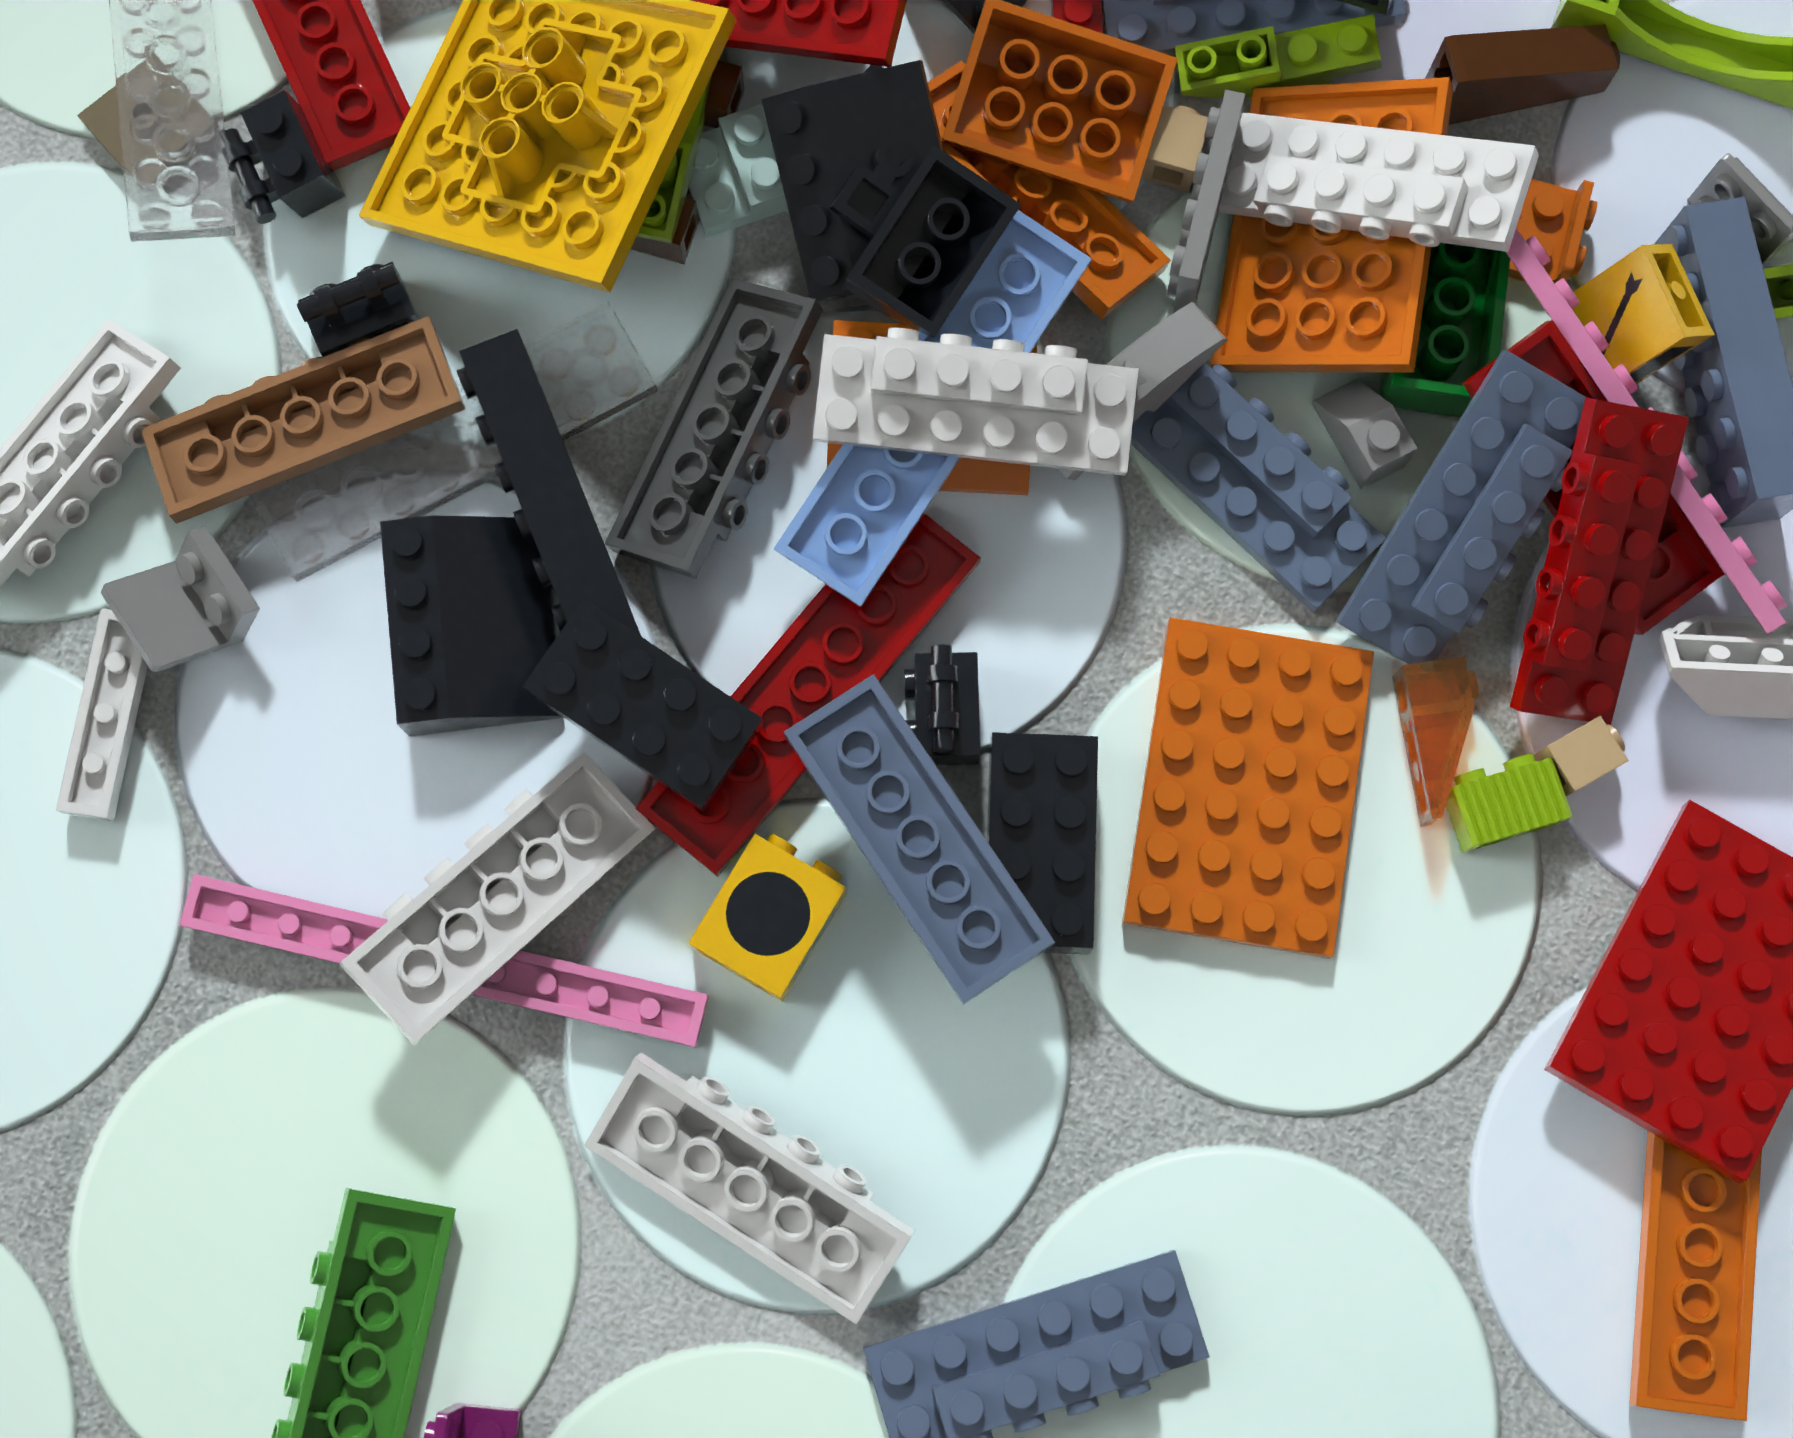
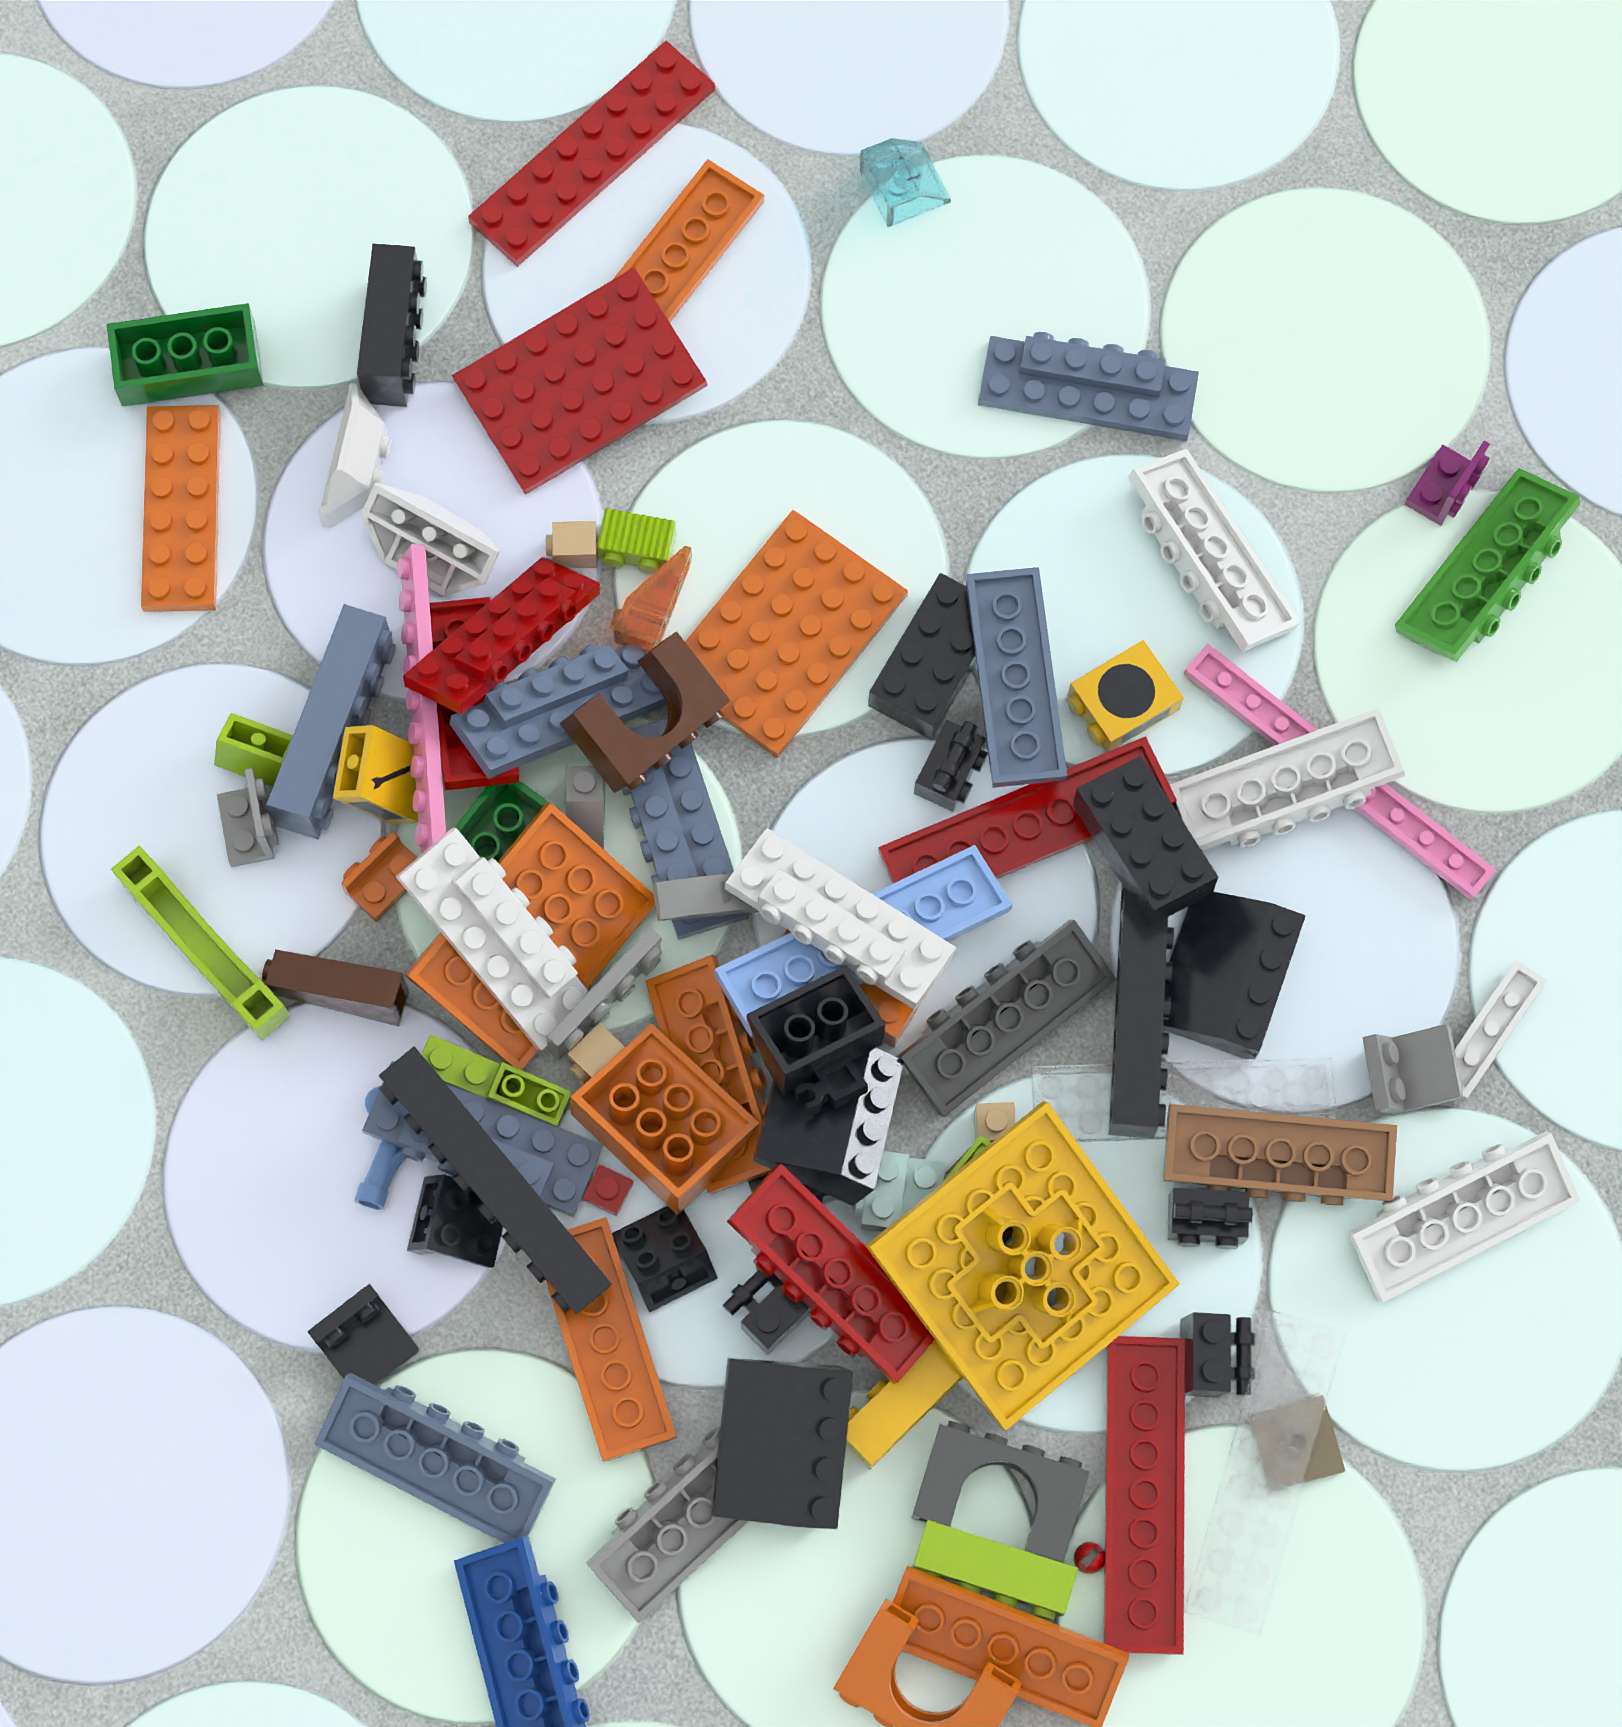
camera: 155 degrees left, 5 degrees down
(666, 292) = (993, 1119): none -> tan brick
(1345, 480) = (691, 701): none -> reddish brown arch

